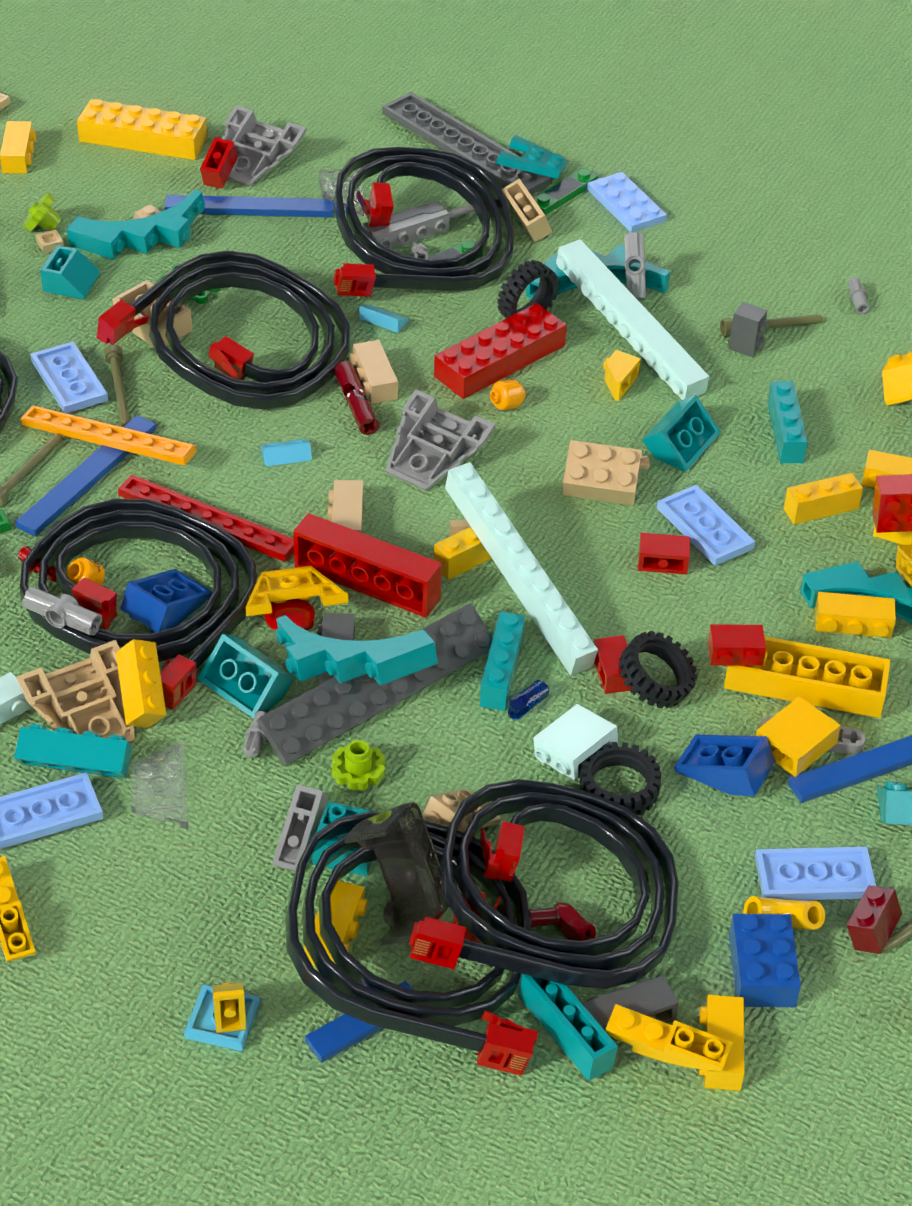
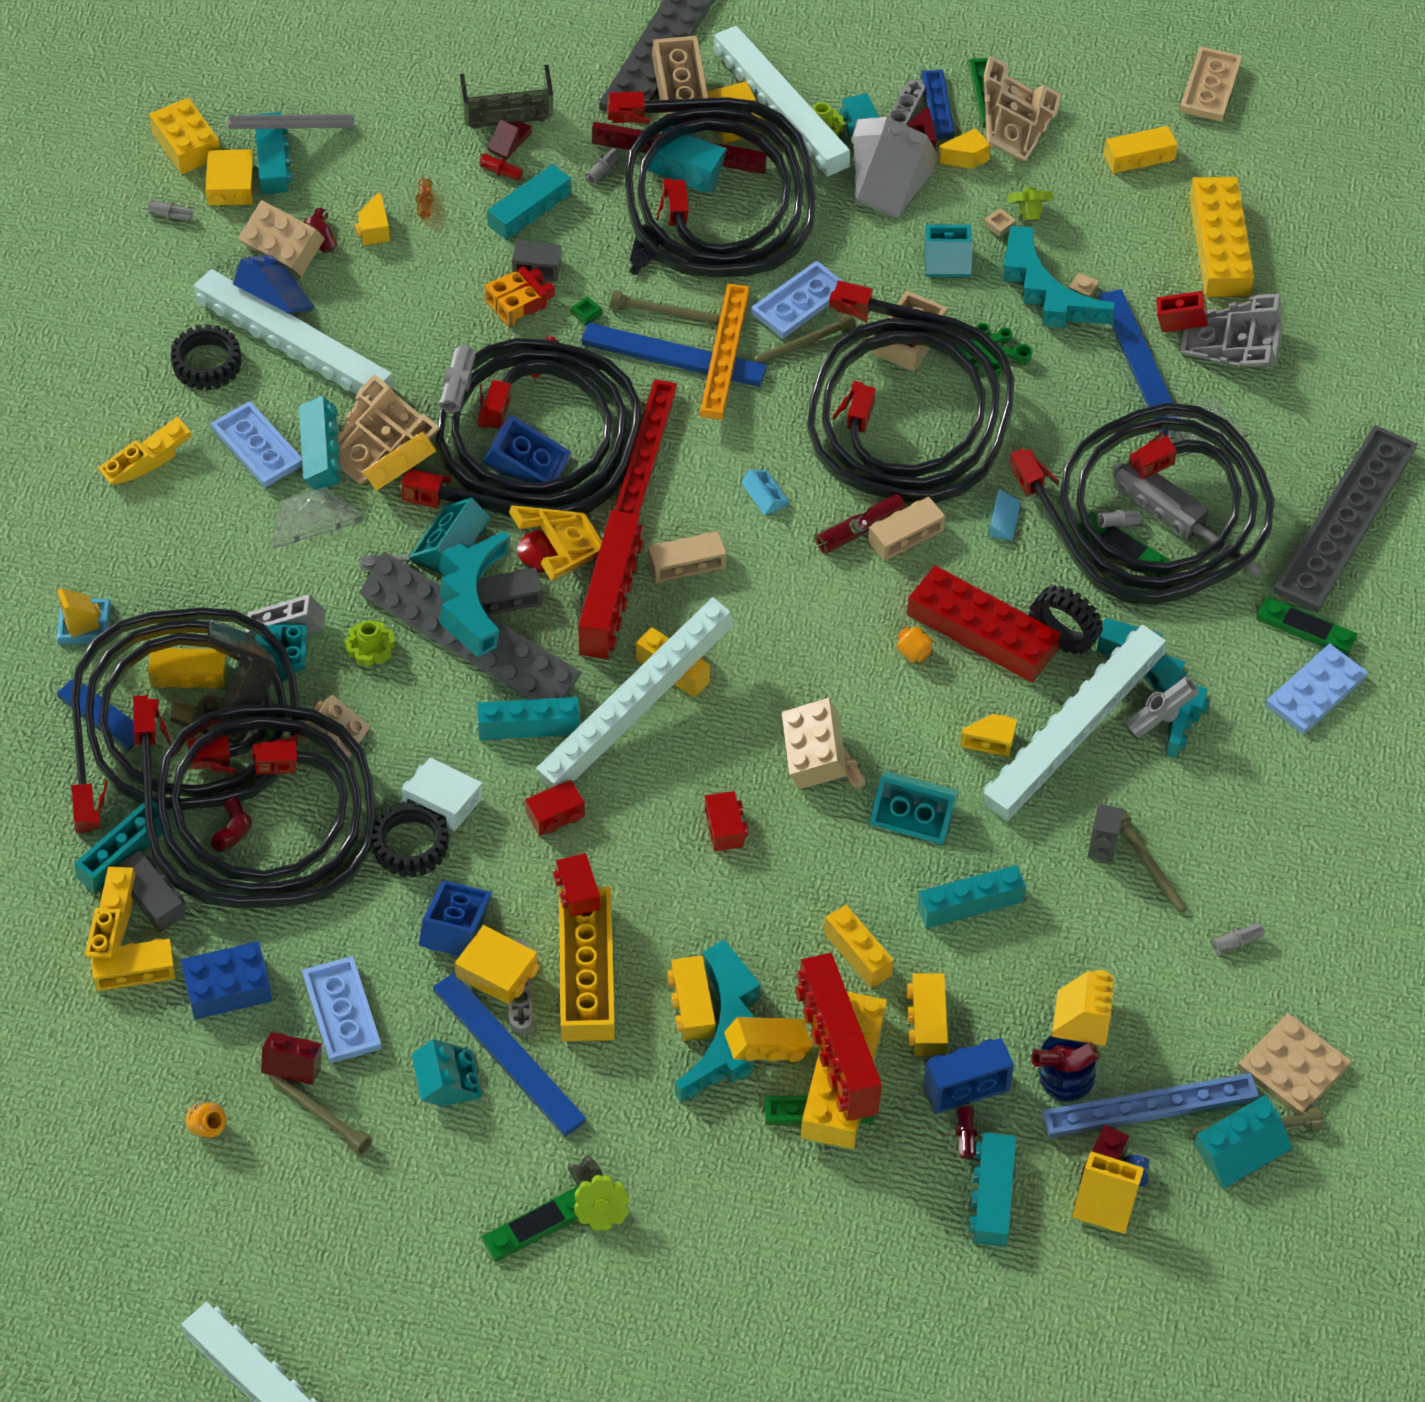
camera: 75 degrees right, 10 degrees up
(86, 568) = (530, 389): light orange head -> none
(433, 441) = (817, 599): light grey wedge -> none
(527, 210) = (1235, 594): tan brick -> none
(527, 699) = (491, 750): clear blue bar -> none
(535, 159) = (1338, 590): teal wing -> none
(640, 680) = (529, 811): black tyre -> none
(707, 525) = (783, 851): light blue plate -> none
(804, 913) = (284, 986): yellow cylinder -> none

